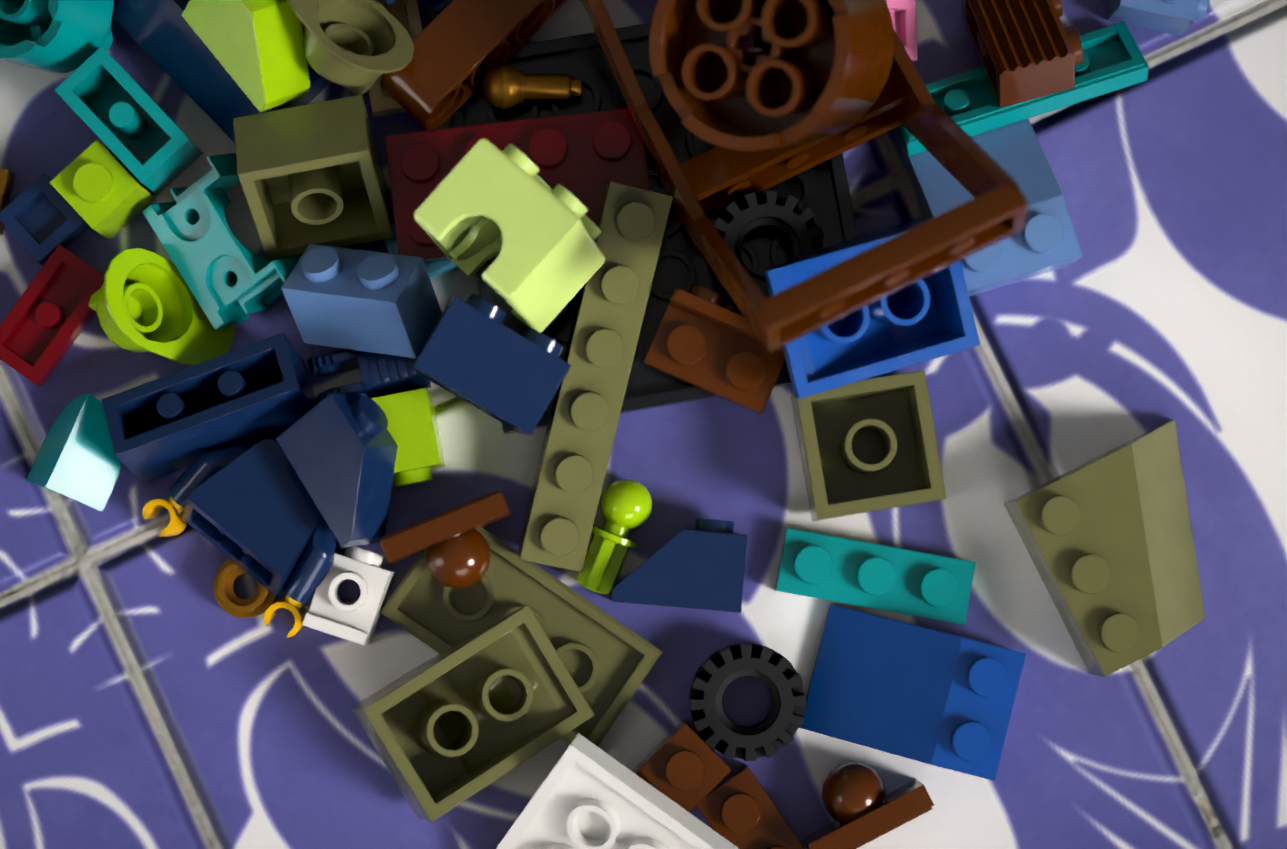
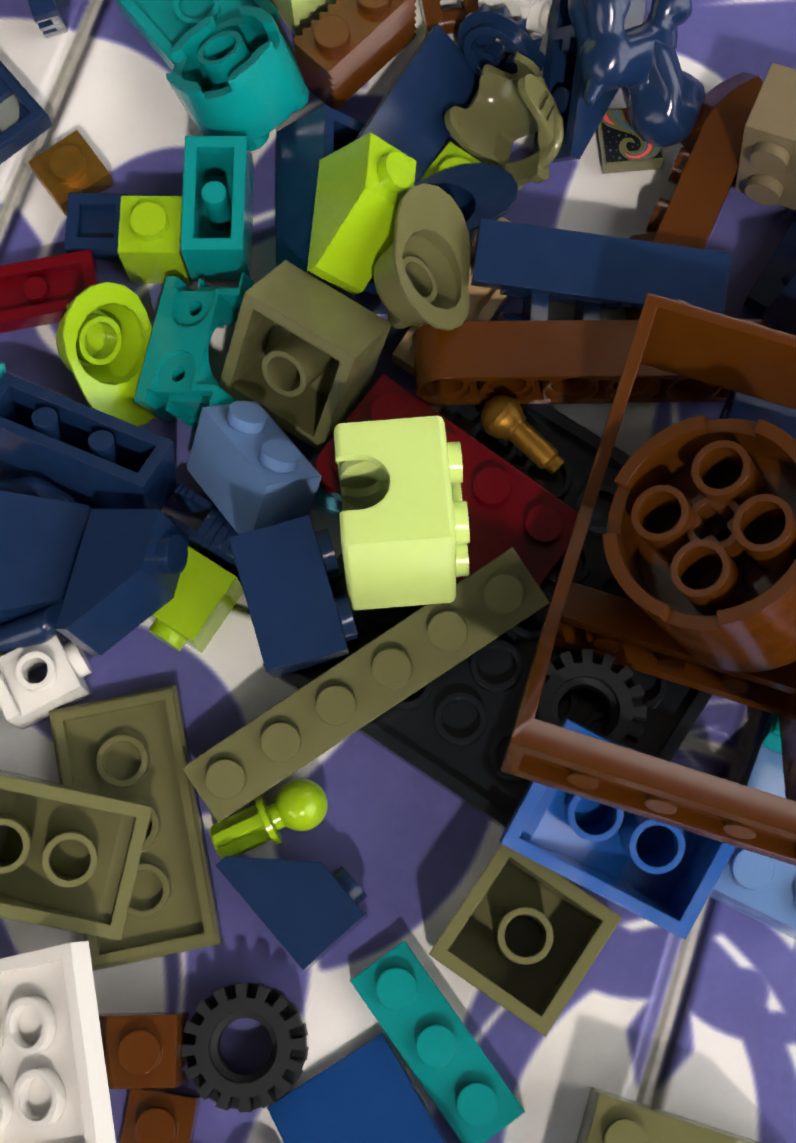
camera: 50 degrees right, 10 degrees down
(454, 547) = (143, 712): reddish brown tile -> none
(714, 350) = (468, 744): reddish brown bracket -> none

